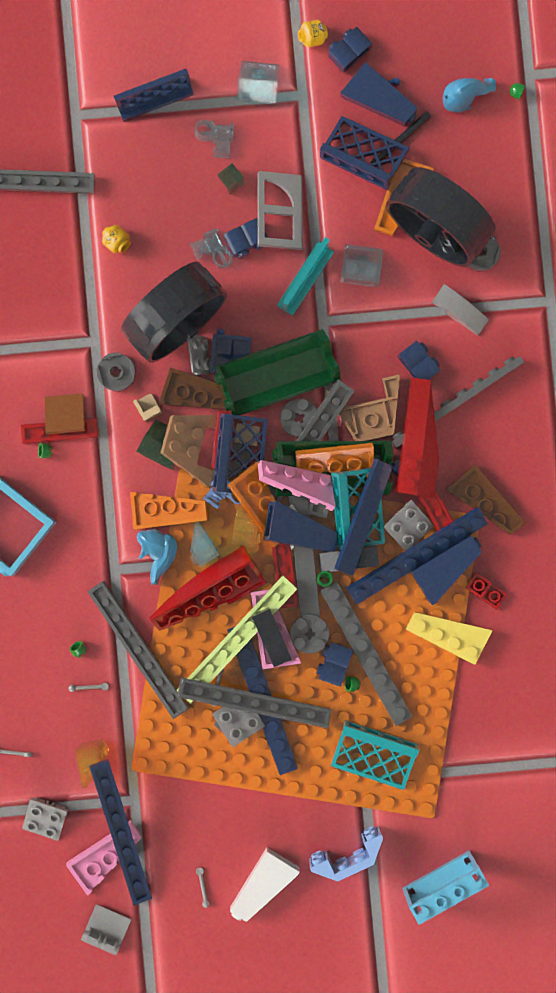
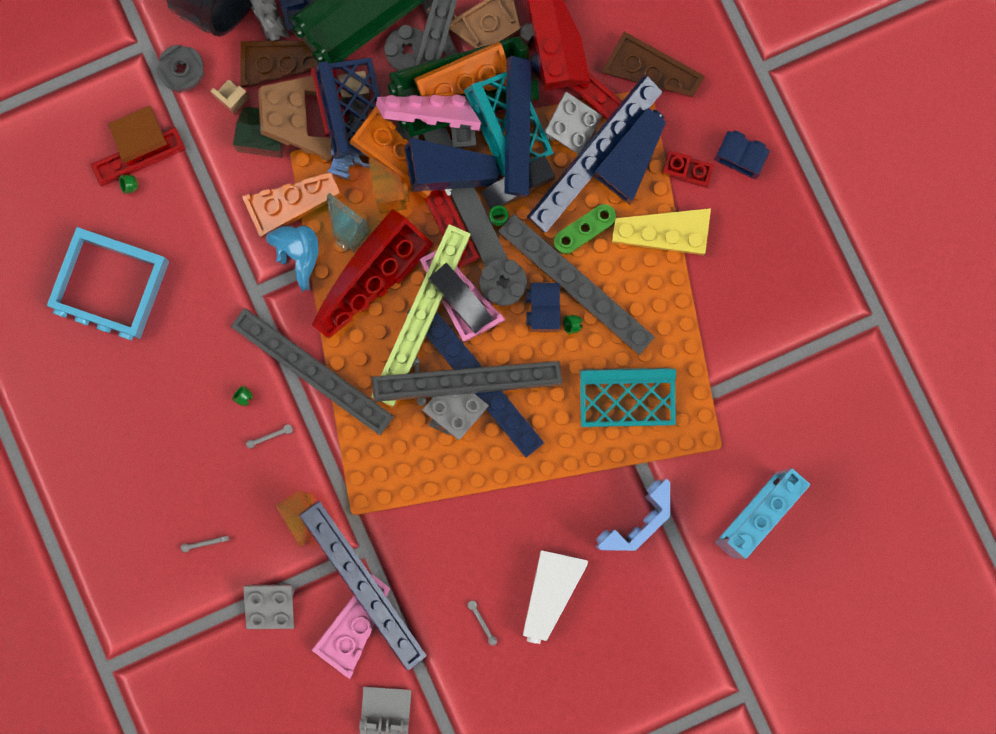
camera: 20 degrees left, 5 degrees down
(379, 615) = (577, 236): none -> bright green plate
(532, 594) = (742, 154): none -> dark blue brick

